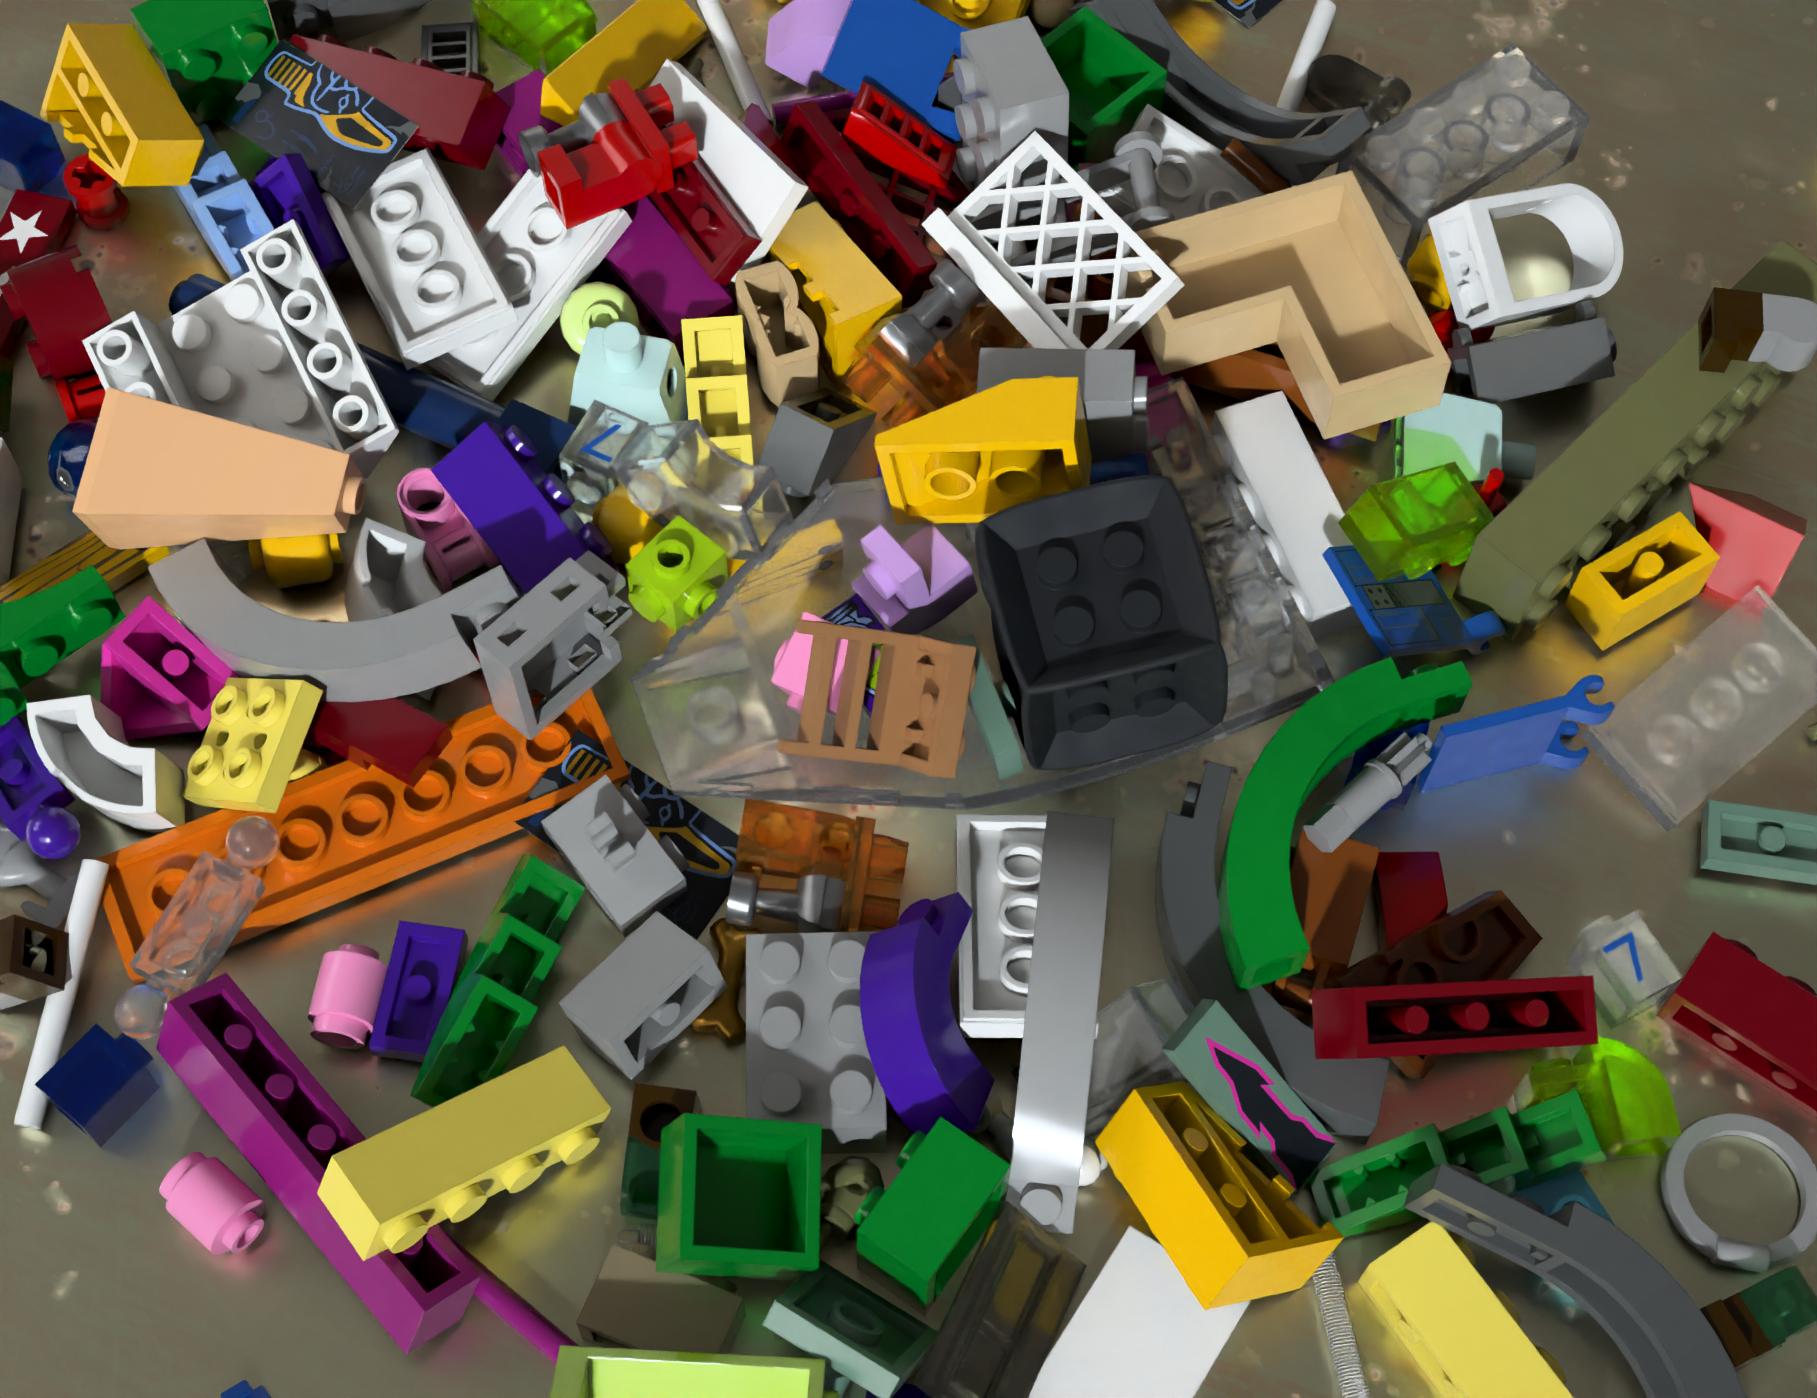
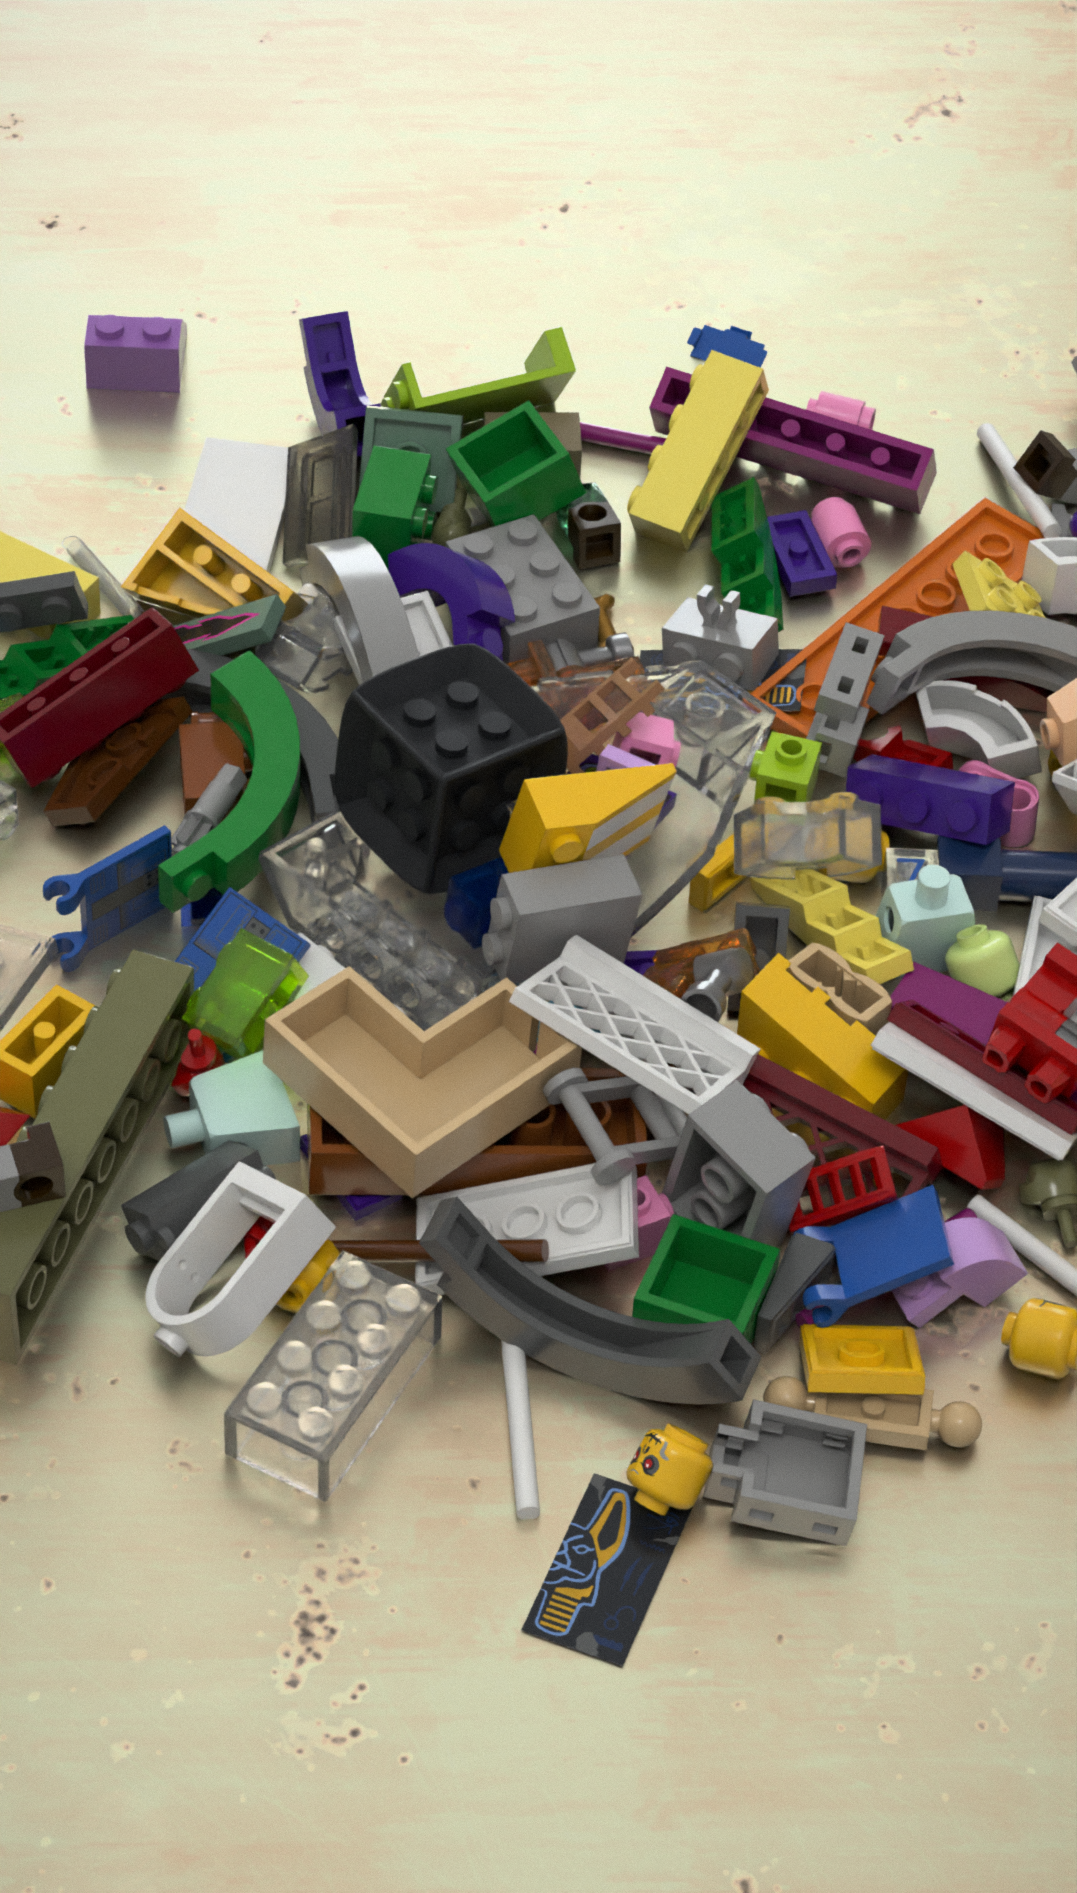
camera: 155 degrees right, 15 degrees down
(100, 1083) = (958, 446): clear blue brick -> none
(197, 926) = (956, 510): clear plate -> none
(643, 994) = (650, 582): light grey brick -> none
(1340, 82) = (480, 1432): clear smoke plate -> none
(1408, 893) = (149, 803): red slope -> none

